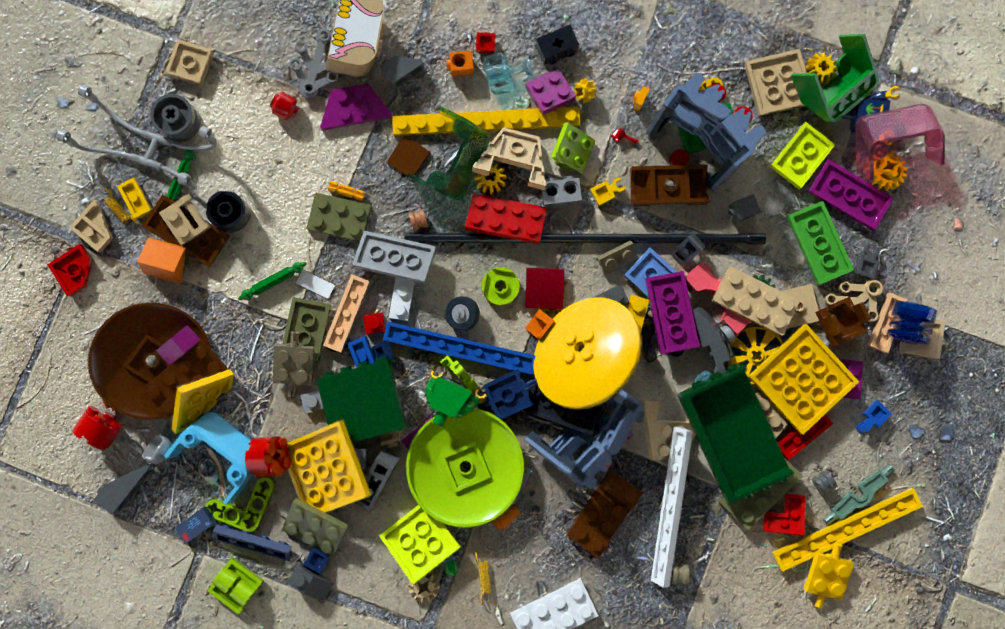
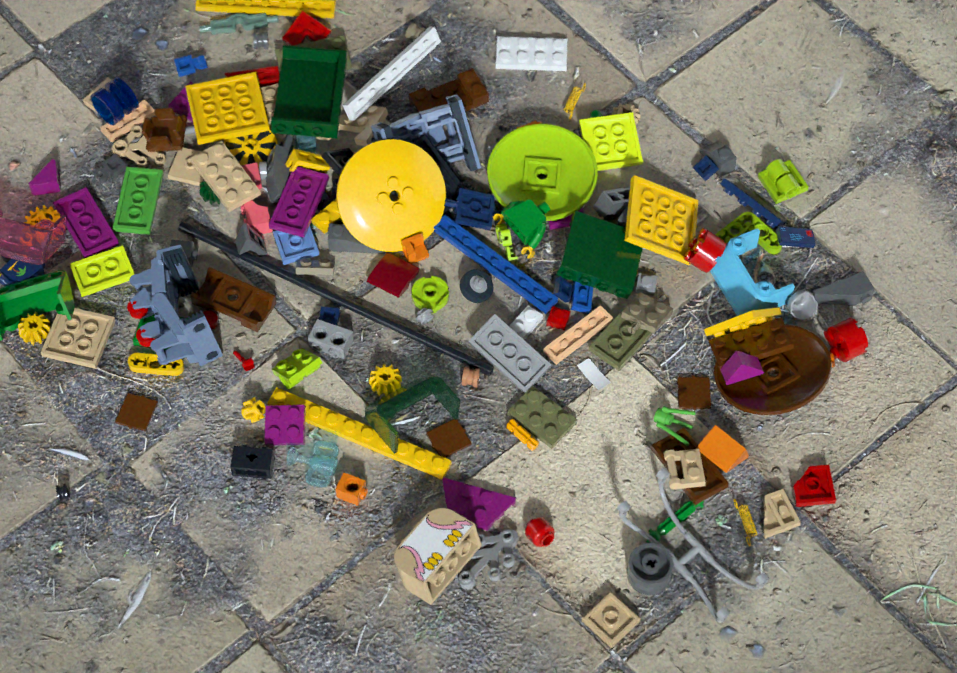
camera: 150 degrees left, 25 degrees down
(134, 198) = (725, 520): yellow plate -> none
(218, 215) = (641, 462): black brick -> none
(219, 311) = (694, 393): none -> reddish brown piece
(229, 268) = (664, 417): none -> bright green plant
(272, 281) = (631, 391): green wheel -> none
(314, 527) = (693, 189): olive plate -> none
(401, 69) = (409, 509): dark grey slope -> none
(485, 42) = (316, 498): red plate -> none
(492, 259) = (424, 316): none -> light grey plate
(506, 218) = (392, 341): red plate -> none
(517, 150) = (347, 389): tan wing -> none
(575, 215) = (330, 315): none -> dark blue plate
(604, 192) = (291, 323): yellow plate -> none
(639, 98) = (208, 381): light orange plate -> none
(657, 381) = (337, 158): none -> black tile
(683, 44) = (136, 412): none -> reddish brown piece
(688, 357) = (307, 160): none -> yellow hinge
(915, 220) = (46, 180): none -> magenta slope

